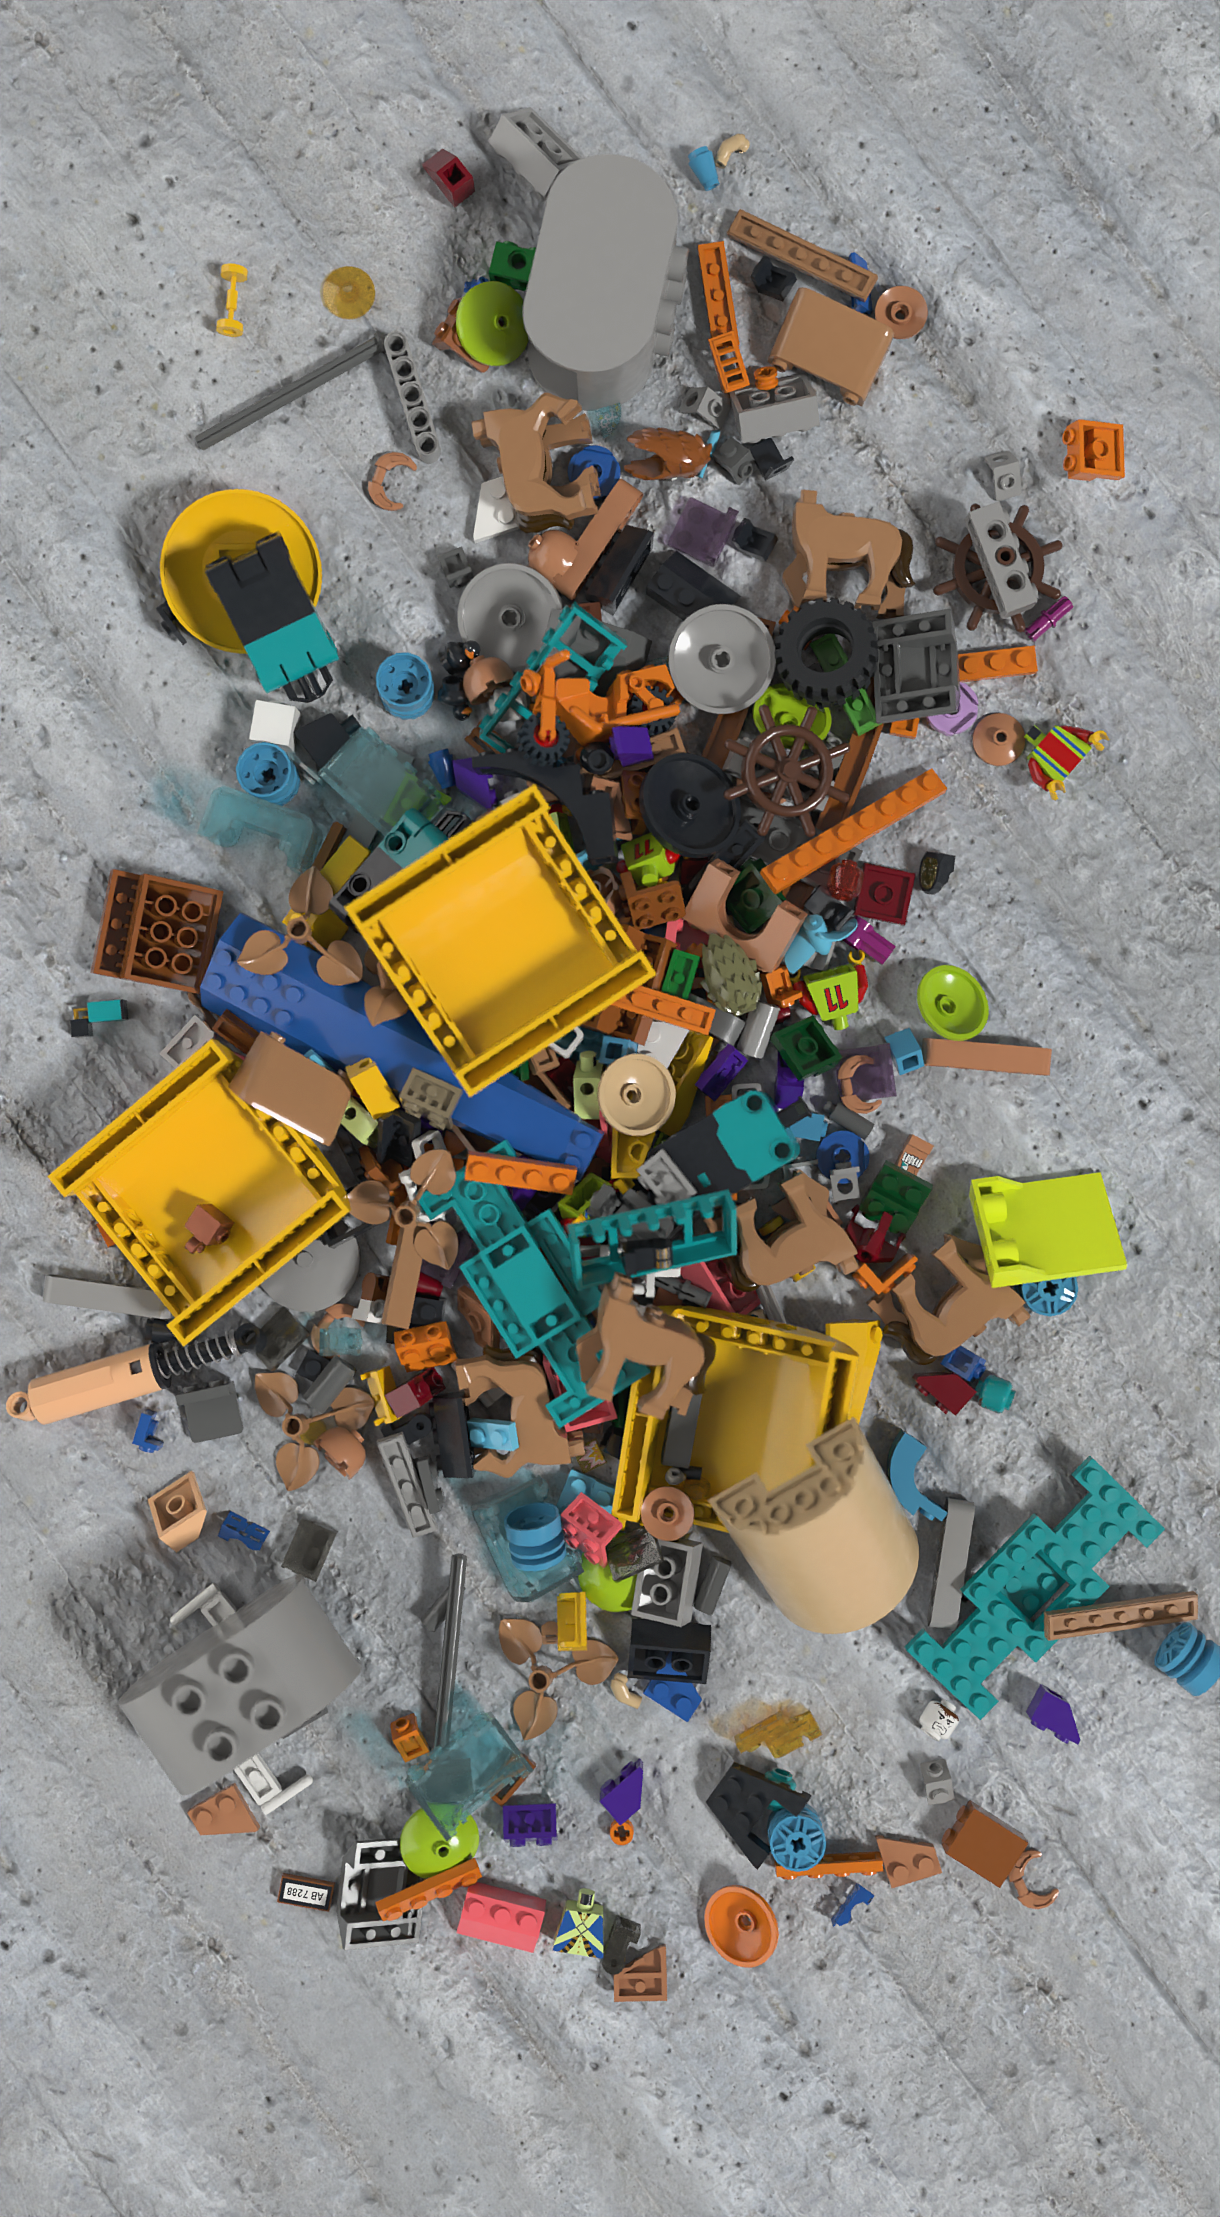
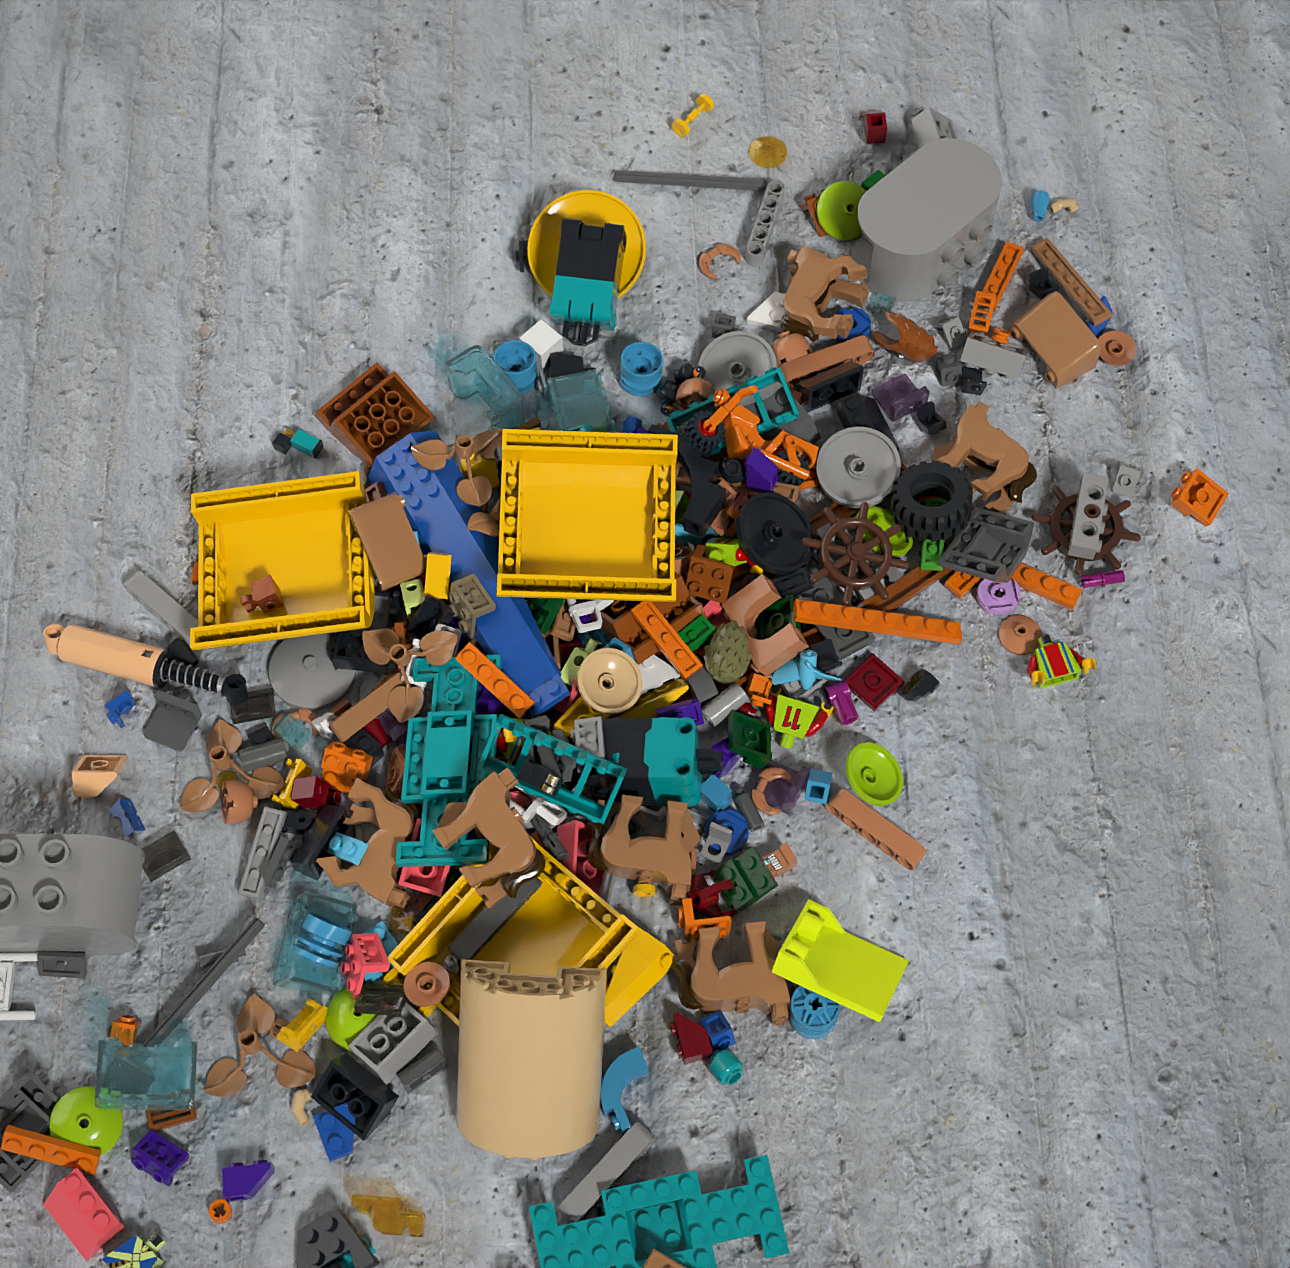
camera: 30 degrees right, 25 degrees down
(713, 439) = (940, 353): medium azure piece -> none
(845, 880) = (849, 644): clear red head -> none

